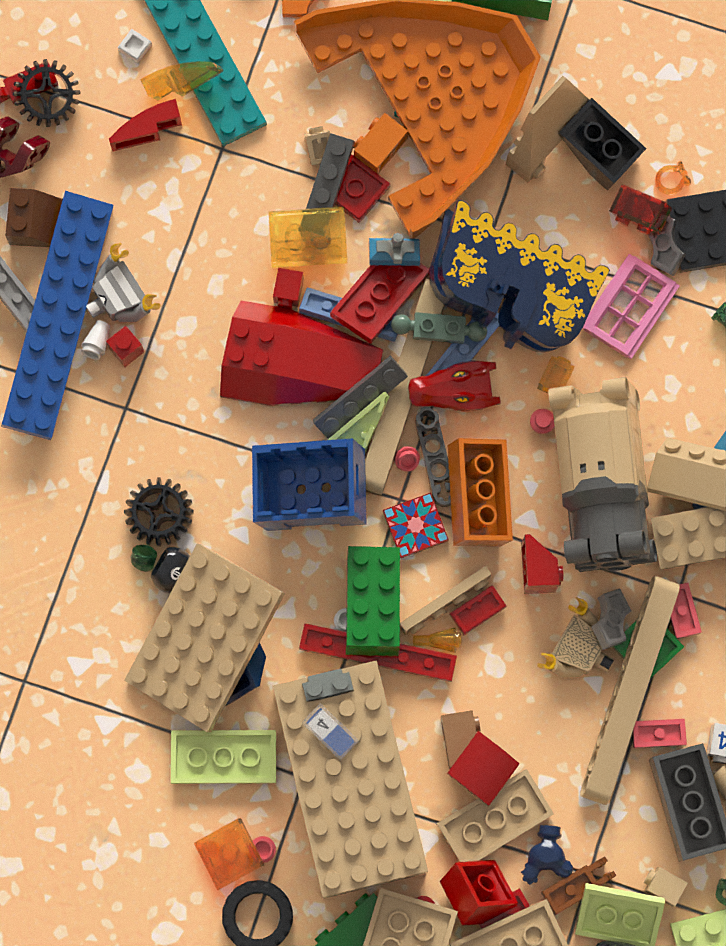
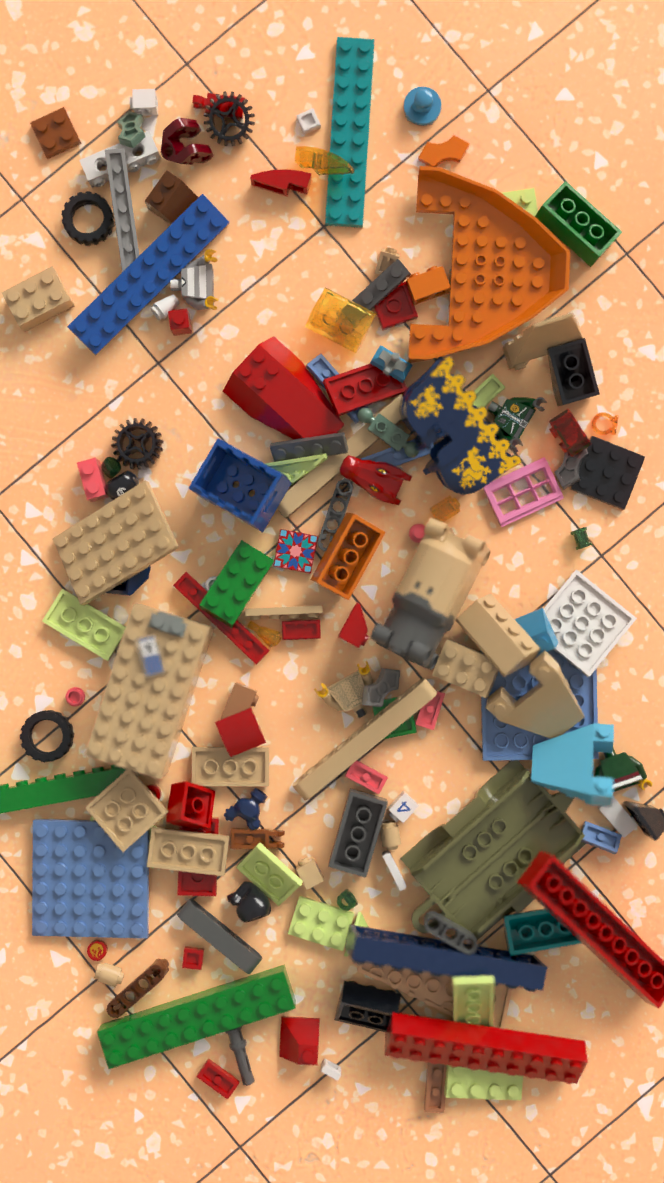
camera: 30 degrees right, 10 degrees up
(132, 582) = (92, 479): none -> coral brick
(229, 854) = (52, 687): clear orange plate -> none
(288, 288) = (308, 346): red brick -> none
(407, 458) = (316, 505): coral plate -> none
(521, 215) = (488, 391): none -> yellowish green tile
(569, 227) = (514, 417): none -> torso

